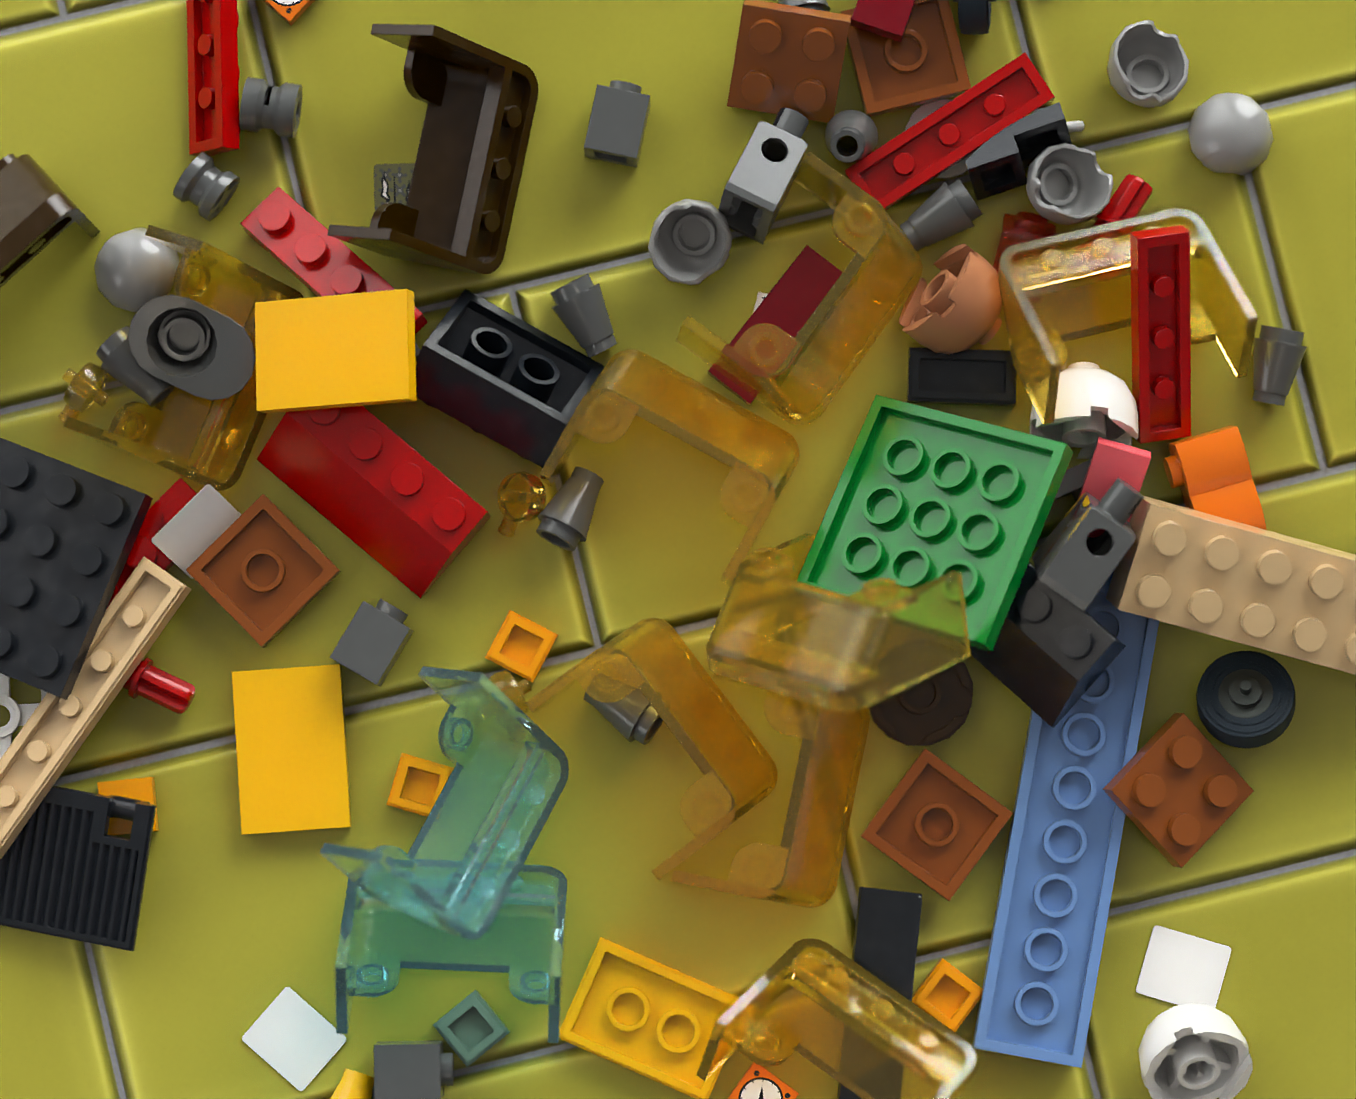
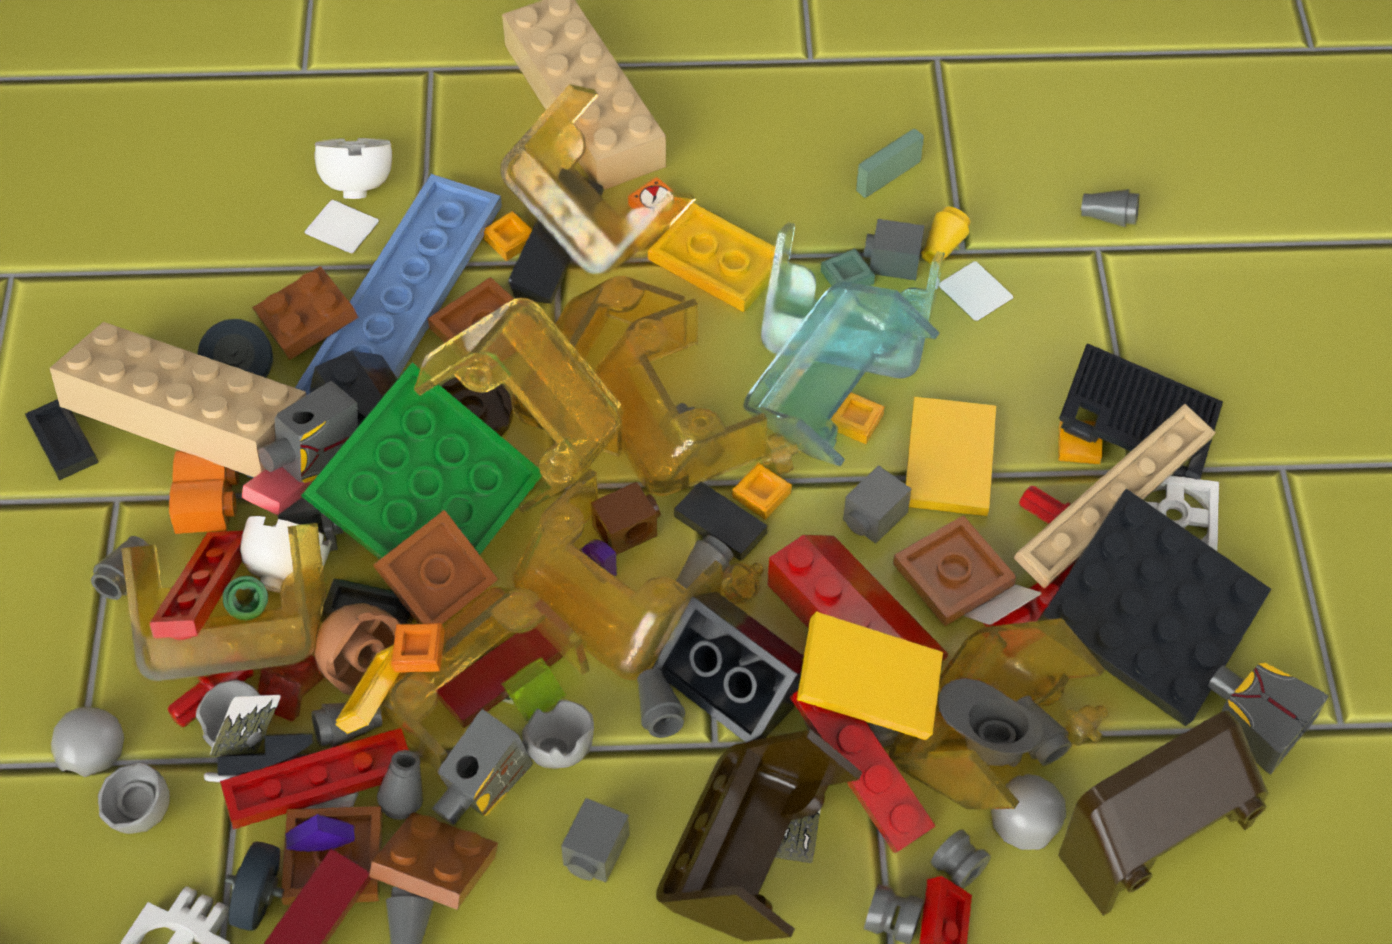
camera: 165 degrees left, 30 degrees down
(564, 588) = (721, 518): none -> black tile
(679, 558) = (625, 518): none -> reddish brown brick
(700, 496) = (601, 554): none -> dark purple tile
(734, 301) = (533, 688): none -> clear neon green tile
(869, 275) = (418, 647): none -> orange tile
(887, 412) = (435, 571): none -> dark orange plate
(913, 237) = (368, 693): none -> yellow tile
(920, 50) = (319, 834): none -> dark purple tile
(1049, 154) = (244, 718): none -> sticker
(1107, 337) = (248, 608): none -> green cone

